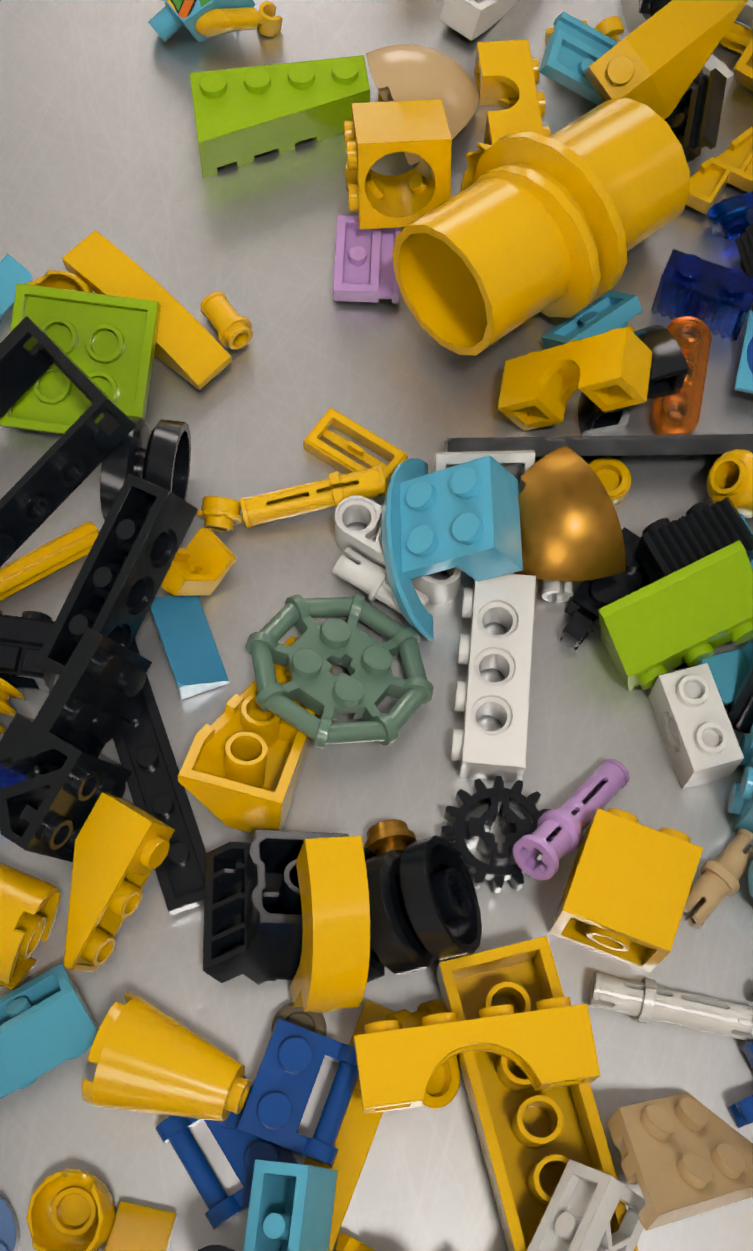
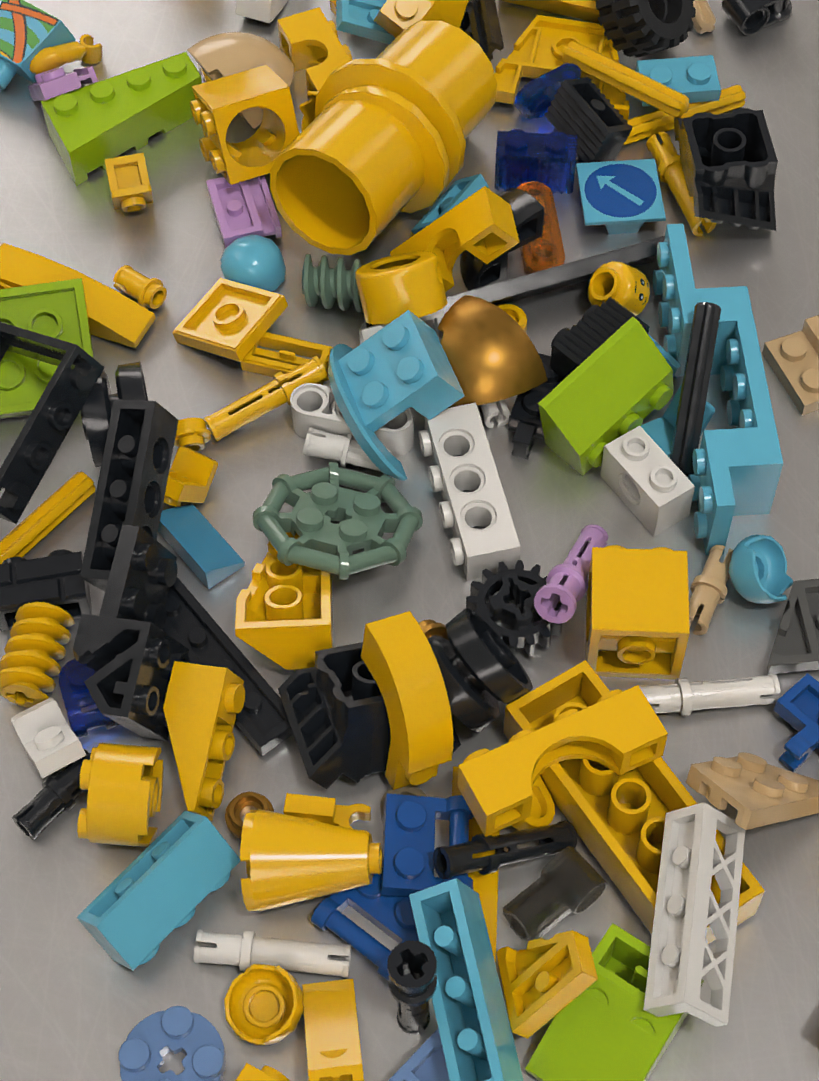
camera: 15 degrees left, 10 degrees down
(107, 1157) = (289, 954): none -> white pin
(130, 967) = (240, 806): none -> pearl gold plate
(201, 1012) = (325, 810): none -> yellow plate
(215, 54) = (57, 82): none -> lavender plate
(255, 192) = (129, 182): none -> yellow bracket
(308, 388) = (230, 319): none -> yellow plate
(355, 330) = (254, 262): none -> medium azure hair
(393, 1127) = (458, 858): none -> black pin
(434, 1188) = (563, 887): none -> clear smoke piece
(443, 385) = (330, 283): none -> sand green piece
(497, 416) = (400, 284): none -> yellow piece

